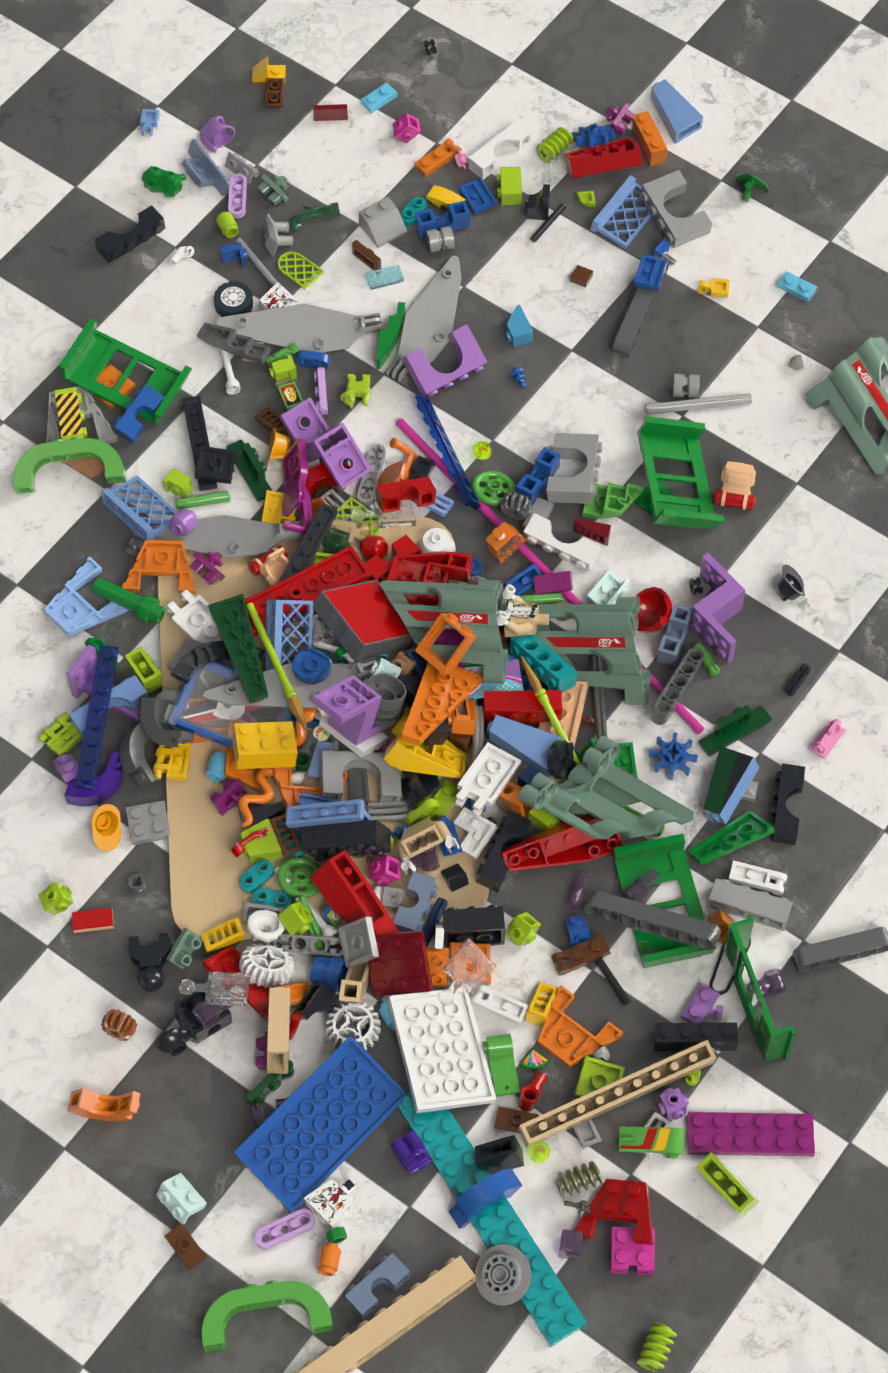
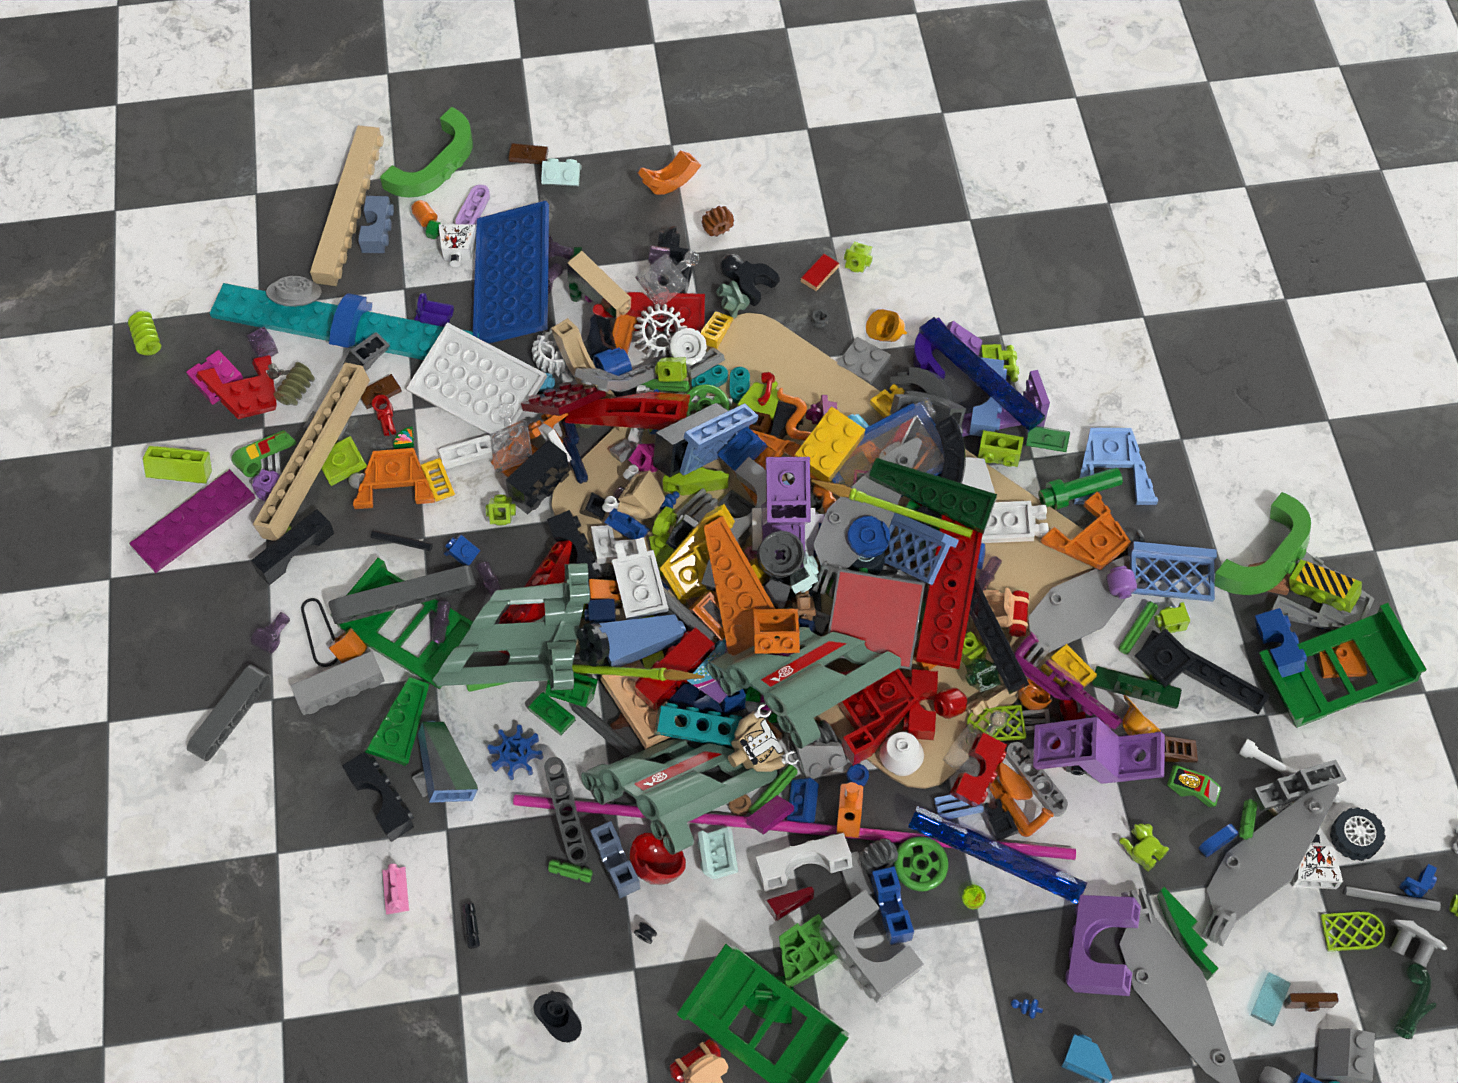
camera: 135 degrees right, 0 degrees up
(213, 573) = (1057, 567): magenta hips -> none
(283, 369) = (1228, 805): lime brick -> none
(320, 391) = (1172, 816): lavender plate -> none
(421, 889) = (605, 471): sand blue arch -> none
(502, 1064) = (424, 416): bright green door -> none
(581, 955) = (439, 534): reddish brown plate -> none
(702, 1005) = (311, 578): medium lavender plate -> none
(717, 608) = (600, 918): medium lavender bracket -> none
(734, 727) = (484, 826): dark green bracket -> none
(757, 877) = (351, 712): white plate -> none
(772, 1042) = (220, 571): green piece -> none

